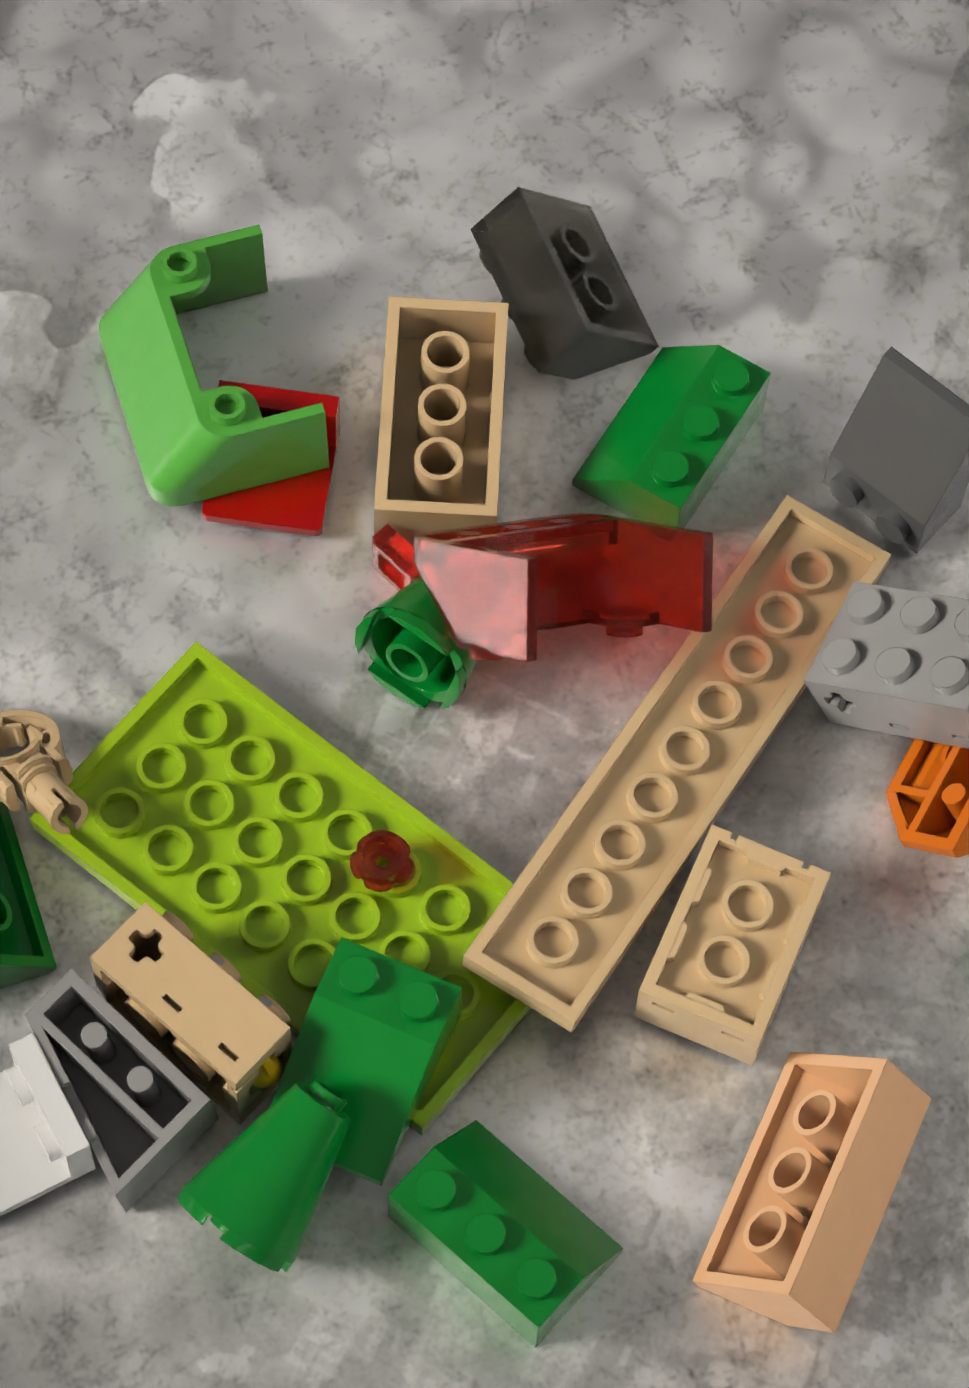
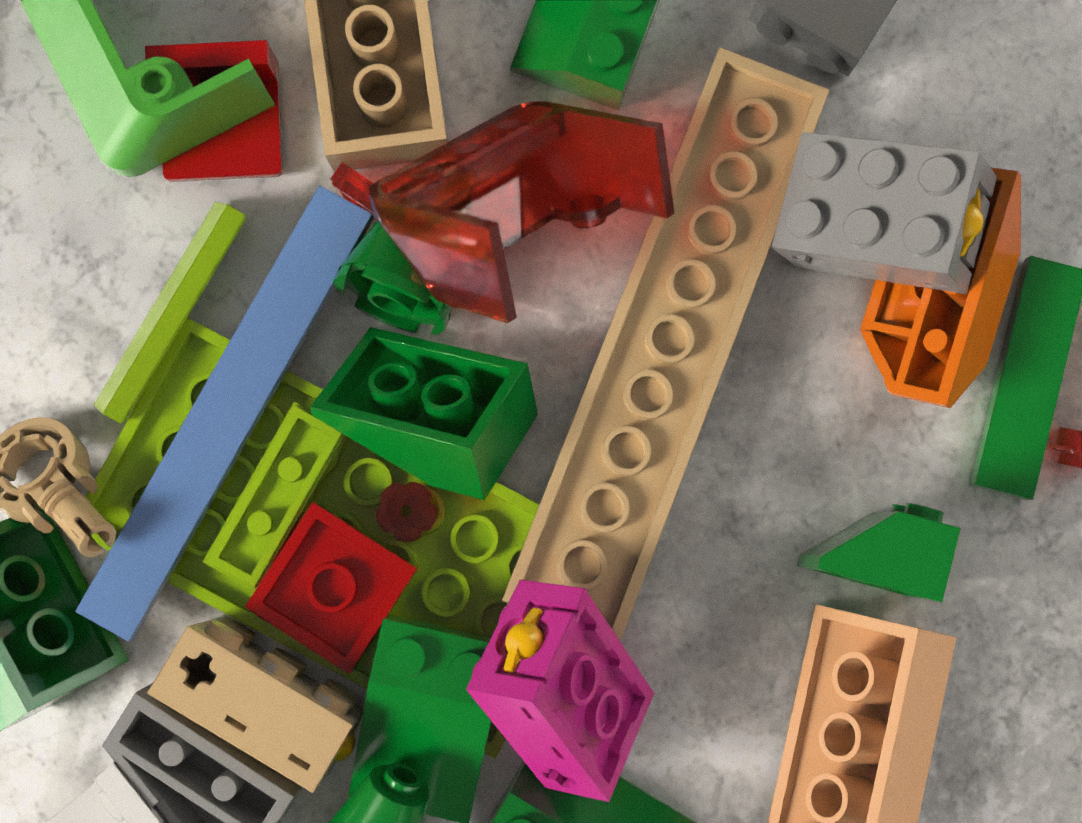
camera: 10 degrees left, 20 degrees up
(180, 636) = (169, 312): none -> lime tile
(212, 740) = (224, 415): none -> medium blue tile
(251, 825) = (275, 497): none -> lime tile
(289, 916) = (331, 587): none -> red plate
(432, 770) = (431, 408): none -> green slope
(510, 1041) = (562, 689): none -> dark pink piece
(731, 945) = (750, 524): tan piece -> none
(864, 992) = (892, 551): none -> green slope

